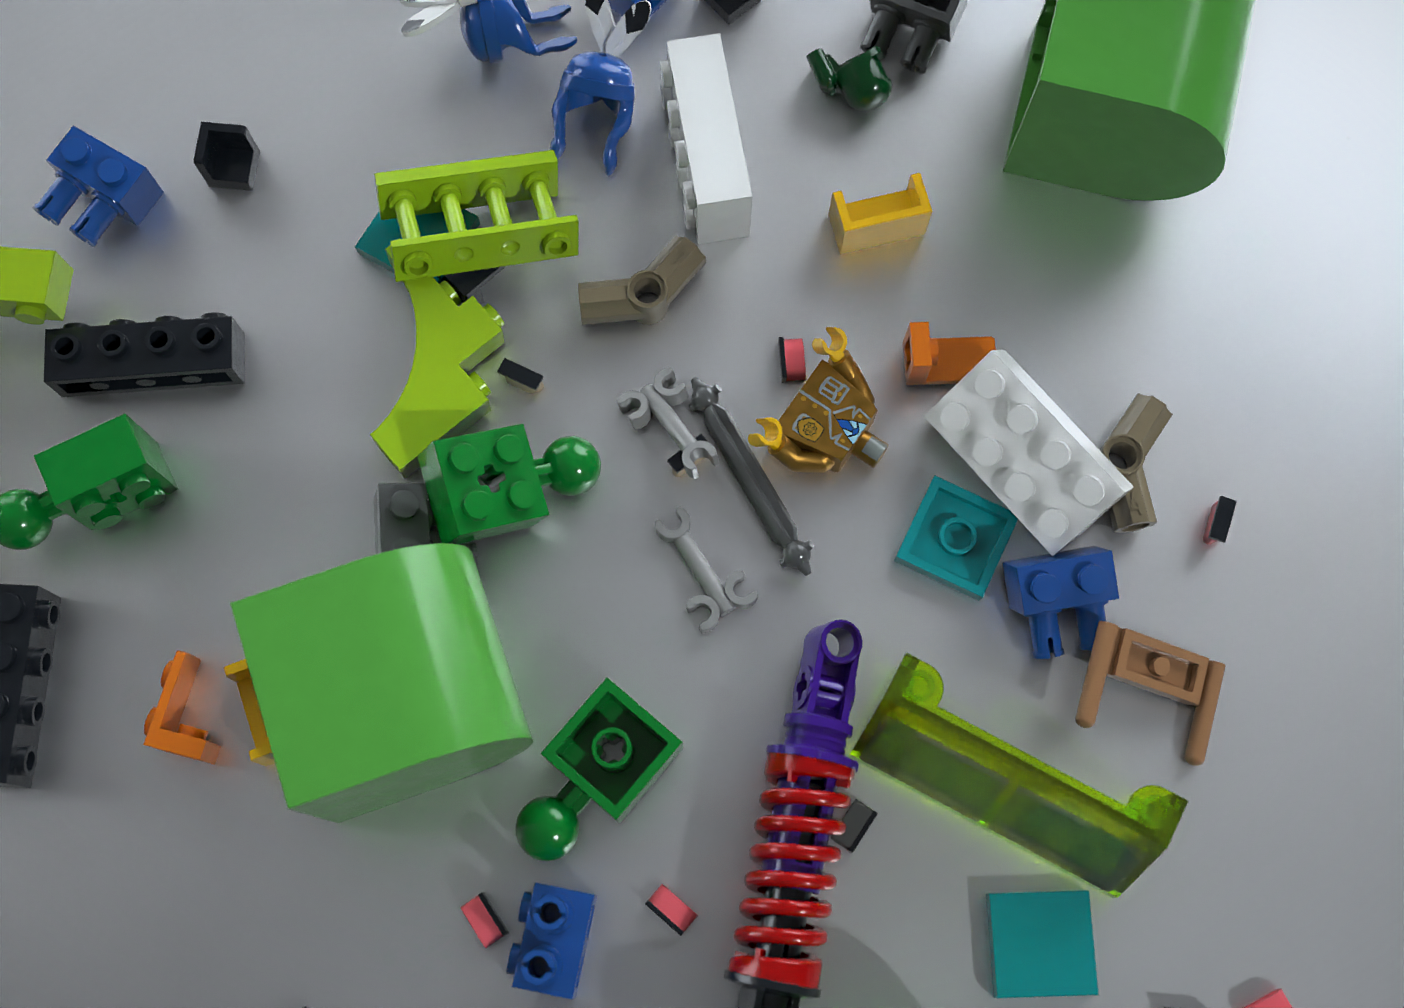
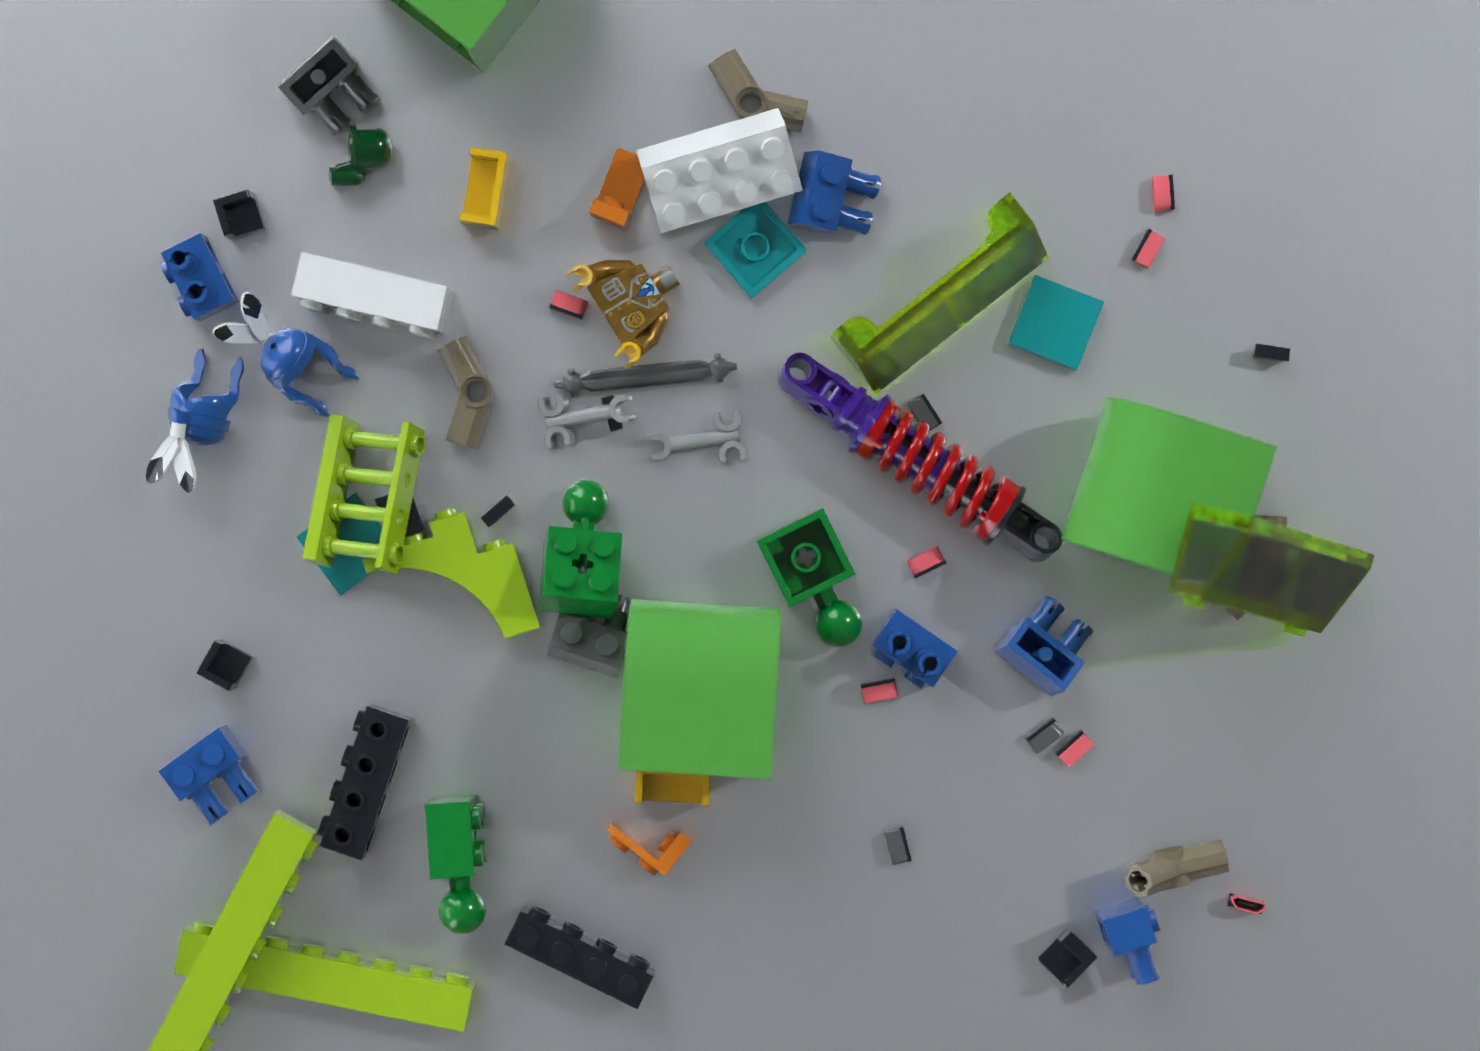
camera: 70 degrees left, 15 degrees up
(1158, 669) = (910, 154): medium nougat plate -> none
(1219, 520) = (825, 52): black piece -> none

